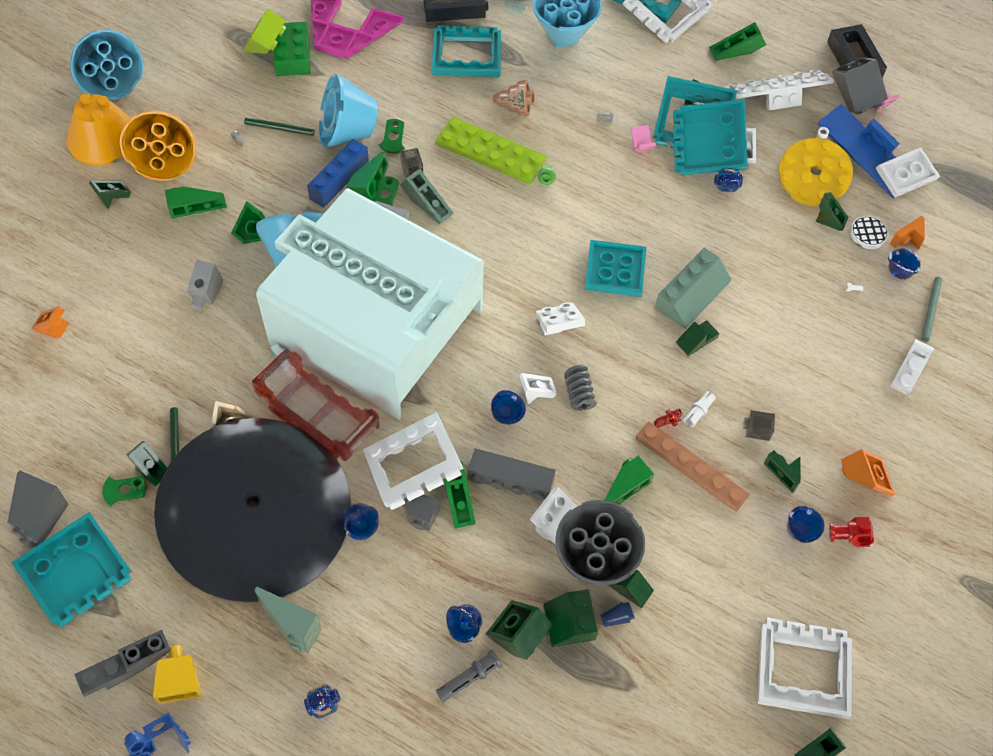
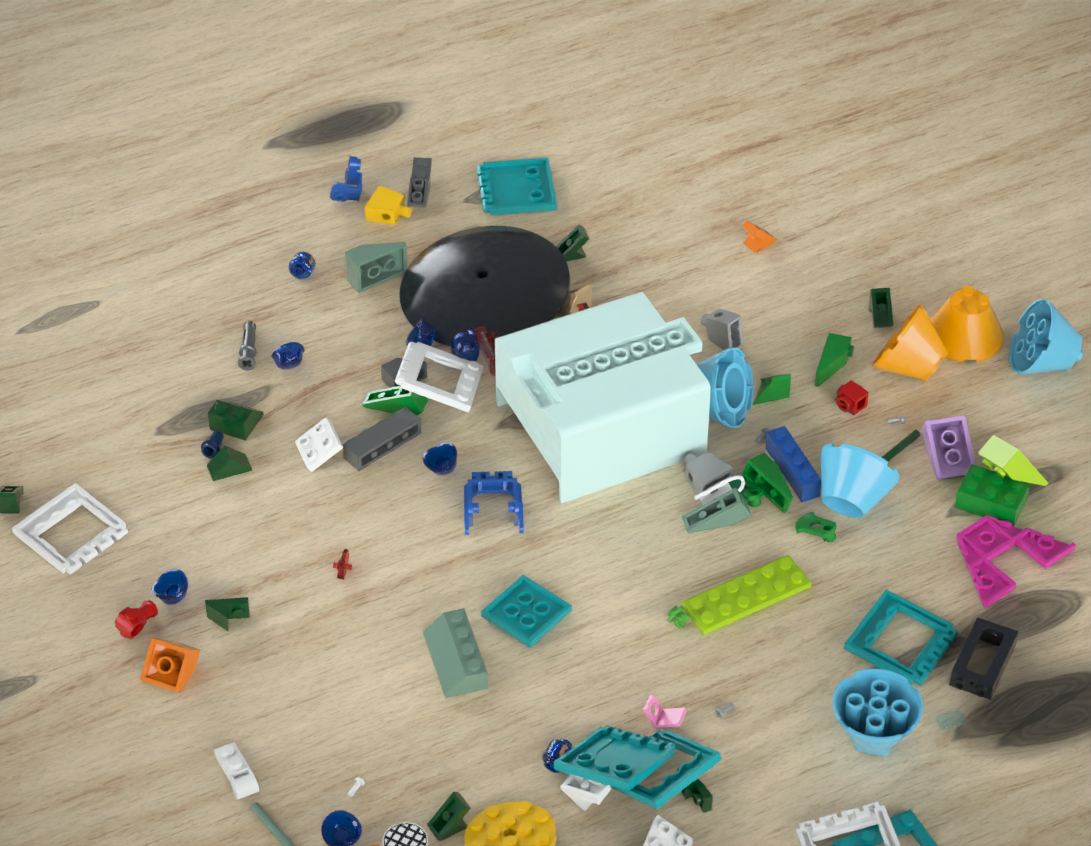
camera: 125 degrees right, 15 degrees down
(34, 508) = (580, 174): dark grey slope -> none
(111, 489) = (563, 227): green piece -> none
(174, 432) = (591, 272): dark green bar -> none
(234, 169) = (851, 398): none -> red brick
(252, 91) = (948, 446): none -> lavender slope
(353, 470) = (465, 346): none -> clear blue helmet
(402, 199) = (723, 487): none -> white piece
(411, 161) = (767, 521): clear smoke brick -> none
(502, 363) = (500, 483): none -> blue piece
(517, 98) = (796, 639): nougat rock -> none
(519, 629) = (254, 384): dark green slope -> none
(537, 386) = (446, 486): white slope -> none
(559, 318) = (501, 538): white plate -> none
(579, 388) = (419, 517): dark grey piece -> none
(600, 542) = (264, 430): dark grey cone -> none
(631, 479) = (311, 504): green slope -> none
(692, 466) = (288, 558): nougat plate -> none
(697, 337) = (404, 634): dark green slope -> none
(699, 409) = (333, 589): white pin -> none
(759, 425) = (281, 618): clear smoke brick -> none

